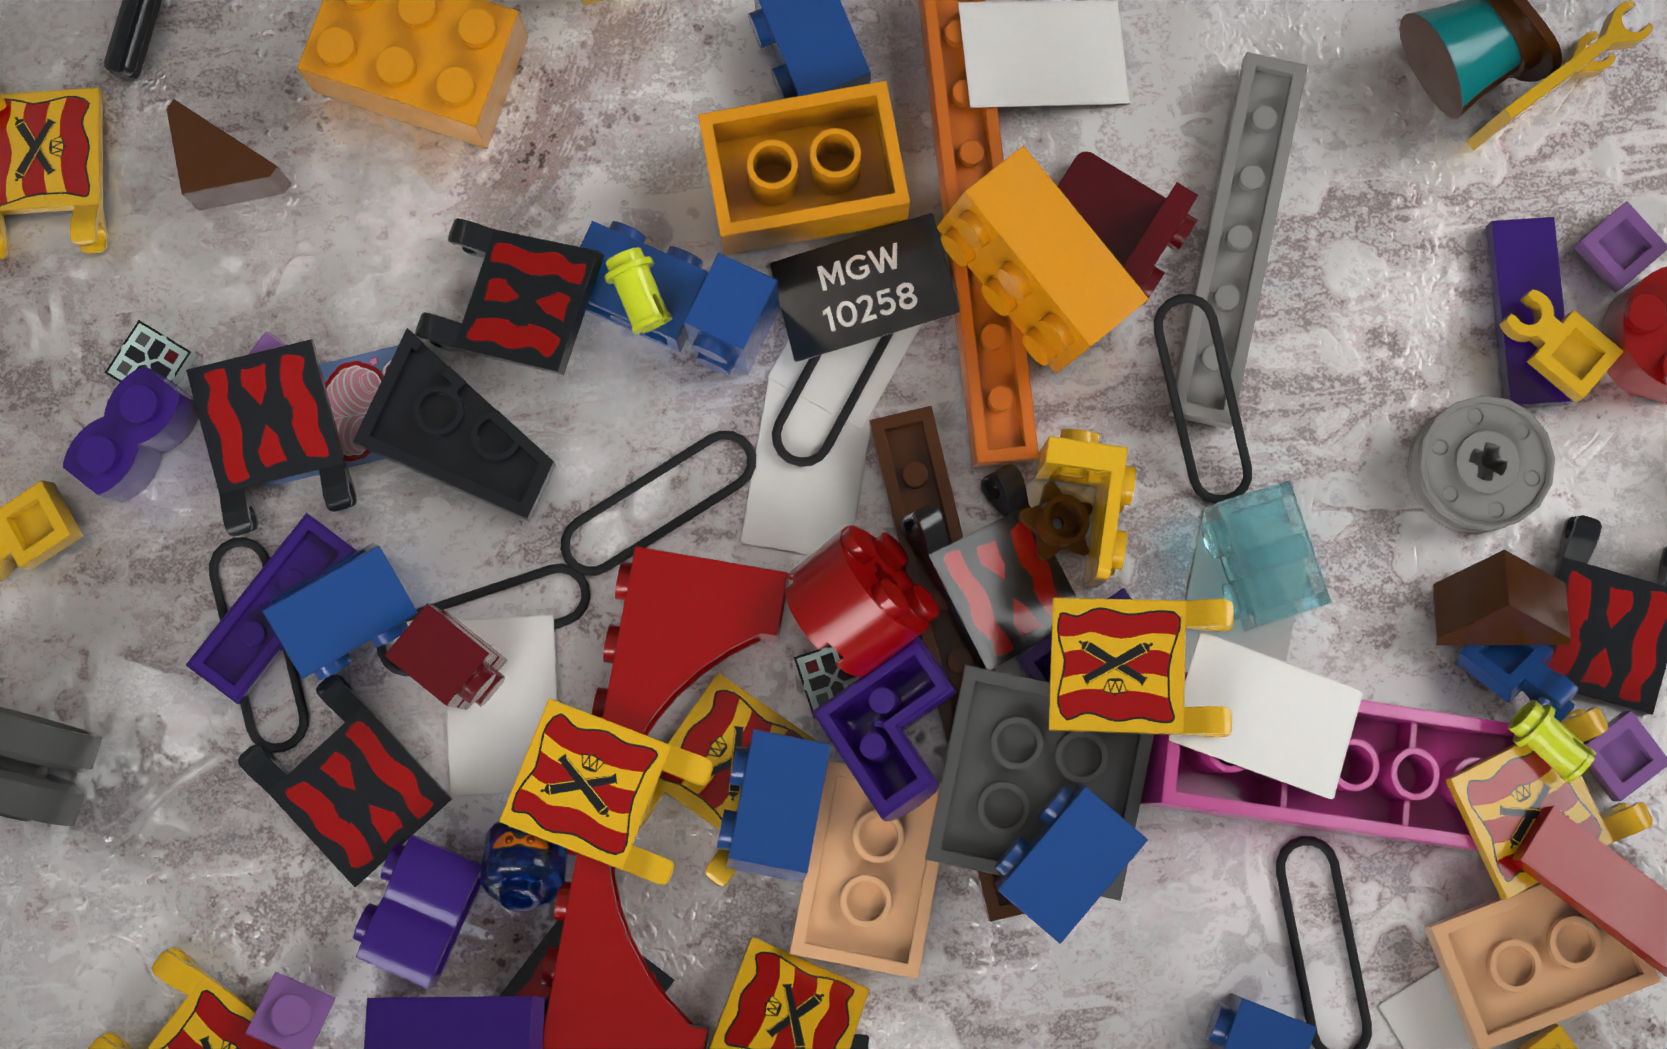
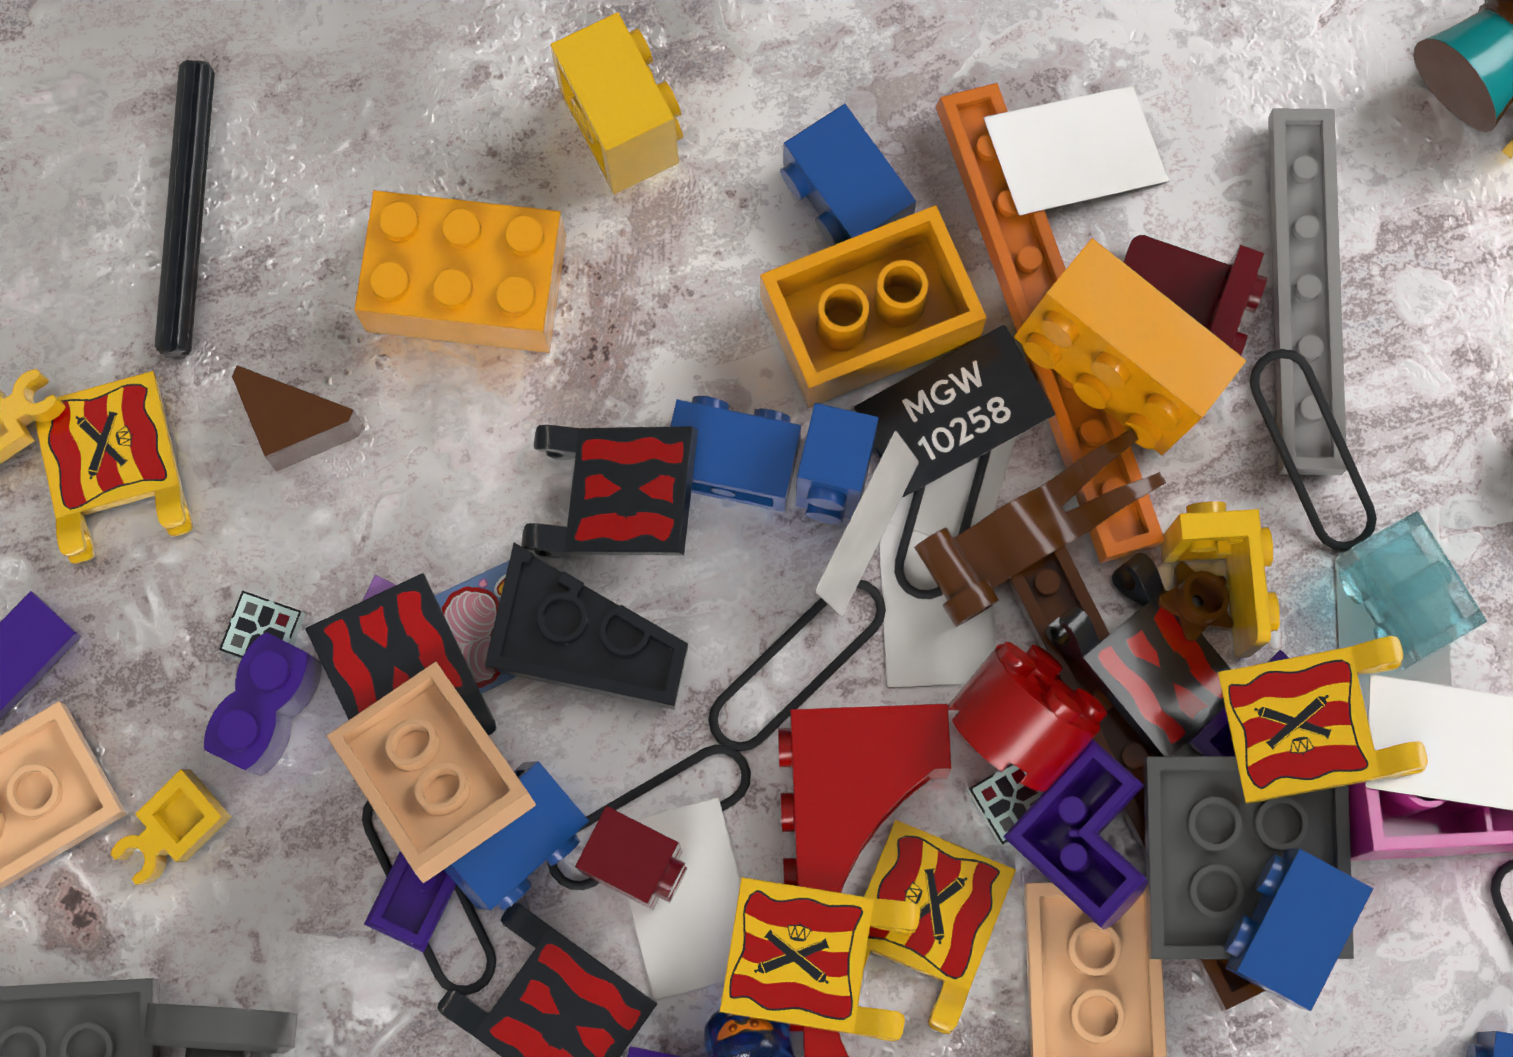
camera: 10 degrees left, 5 degrees down
(271, 534) = (430, 772): none -> light nougat plate
(637, 290) = (739, 456): neon yellow pin -> none
(749, 382) = (867, 525): none -> white sticker
(776, 805) = (989, 938): blue brick -> none
(903, 421) = (1024, 532): none -> reddish brown flag

